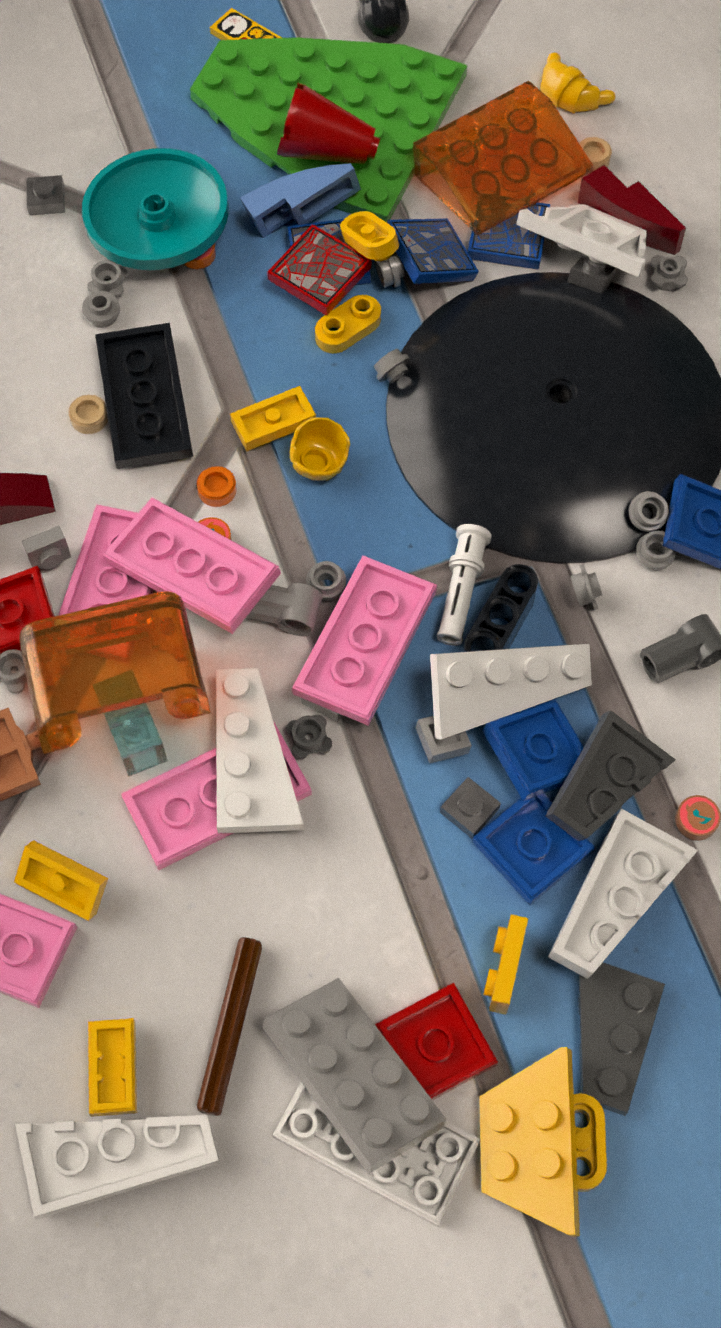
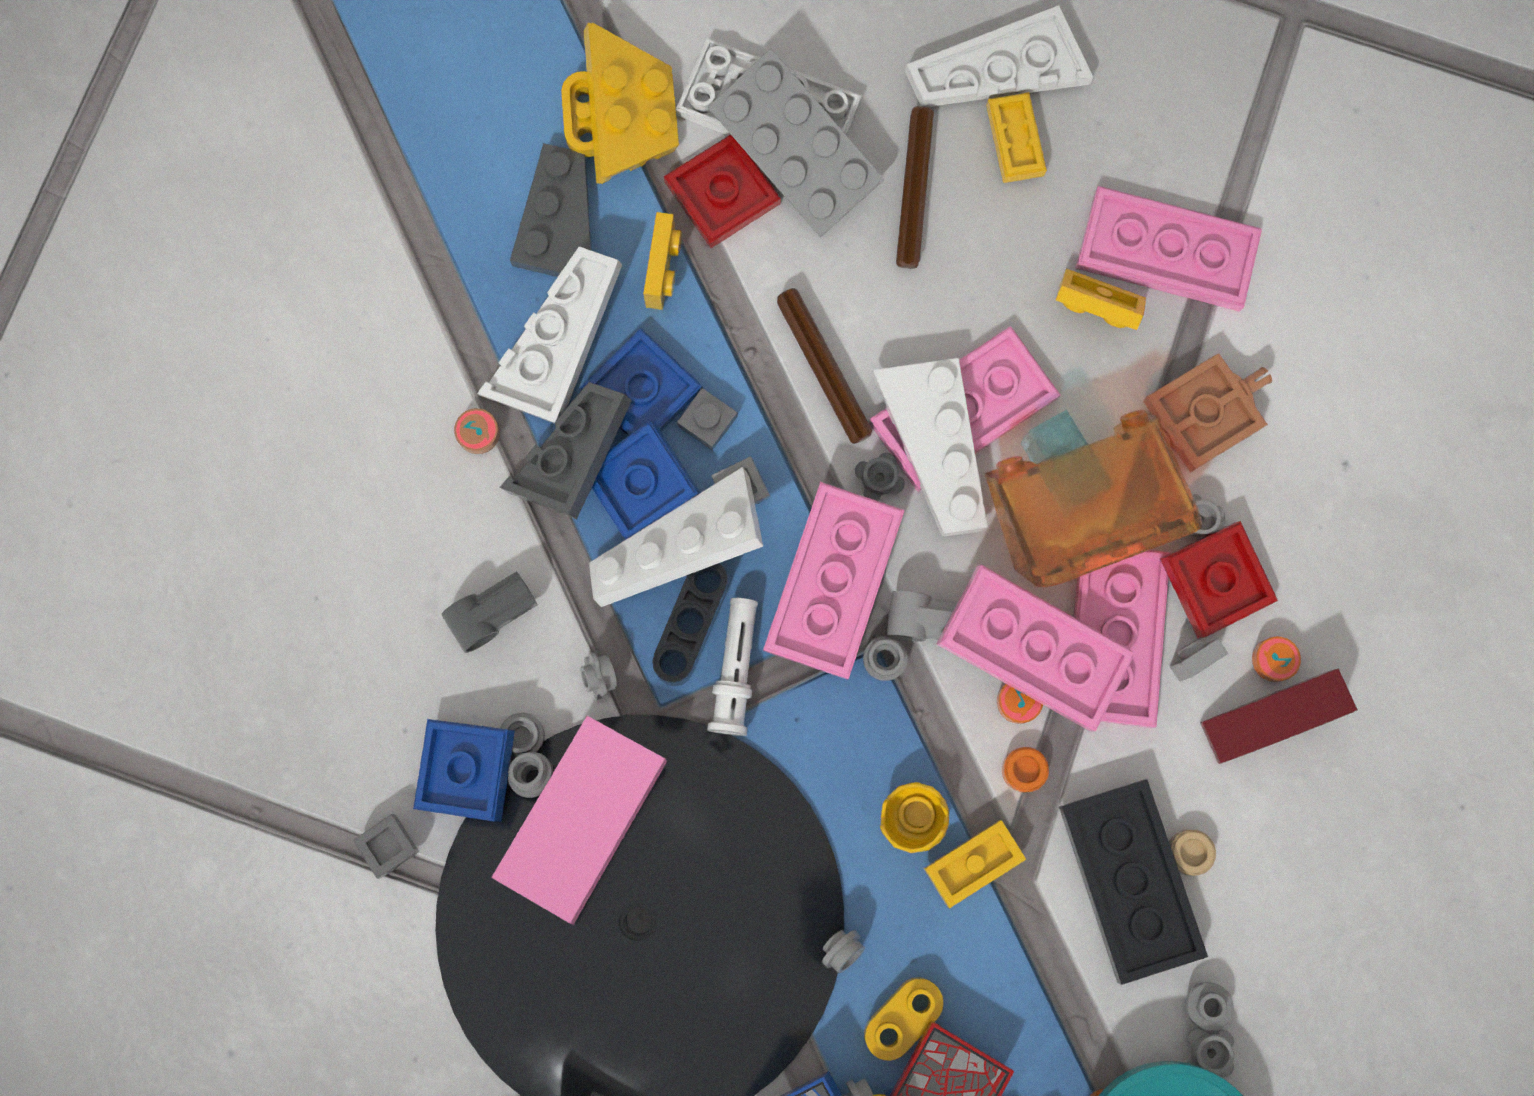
camera: 170 degrees right, 15 degrees up
(350, 848) = (824, 366): none -> reddish brown axle
(606, 467) = (579, 820): none -> bright pink tile

